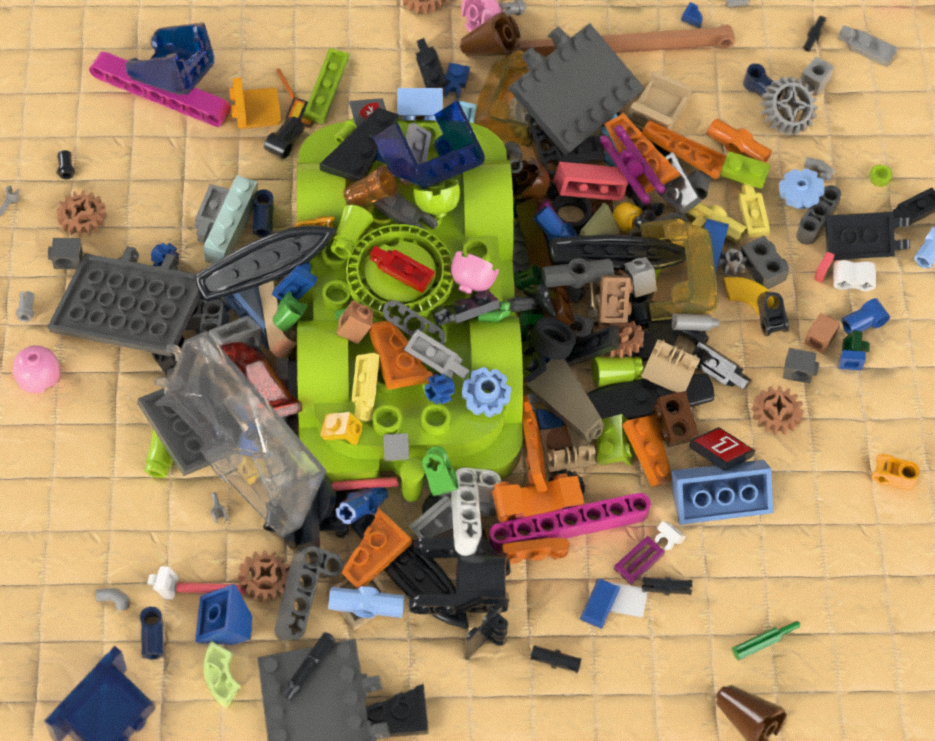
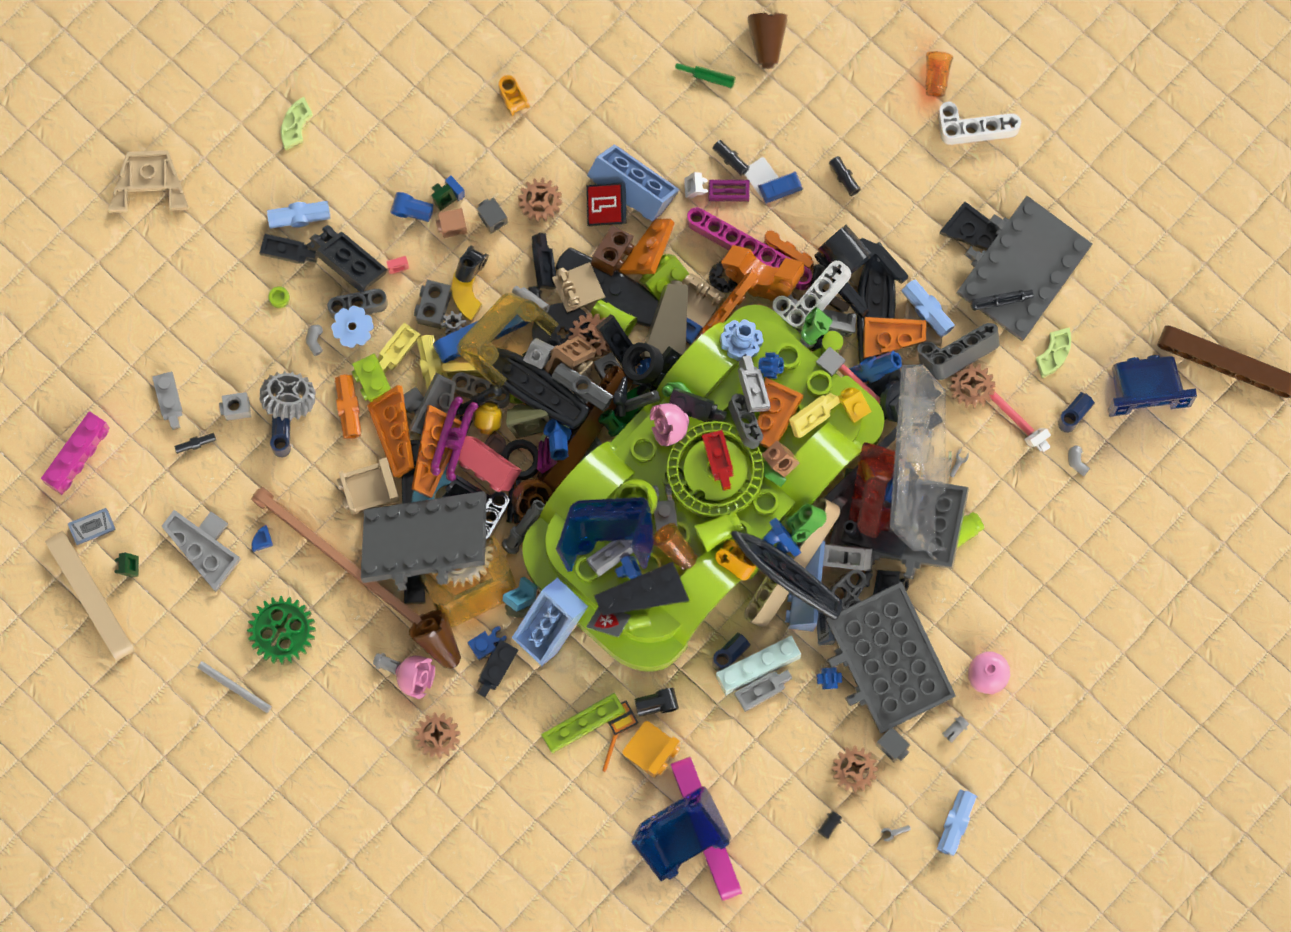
camera: 130 degrees left, 15 degrees up
(223, 617) = (1024, 382): blue slope -> none
(493, 628) = (868, 223): black hinge -> none
(559, 439) = (699, 307): reddish brown tile -> none
(854, 275) = (384, 241): white axle -> none

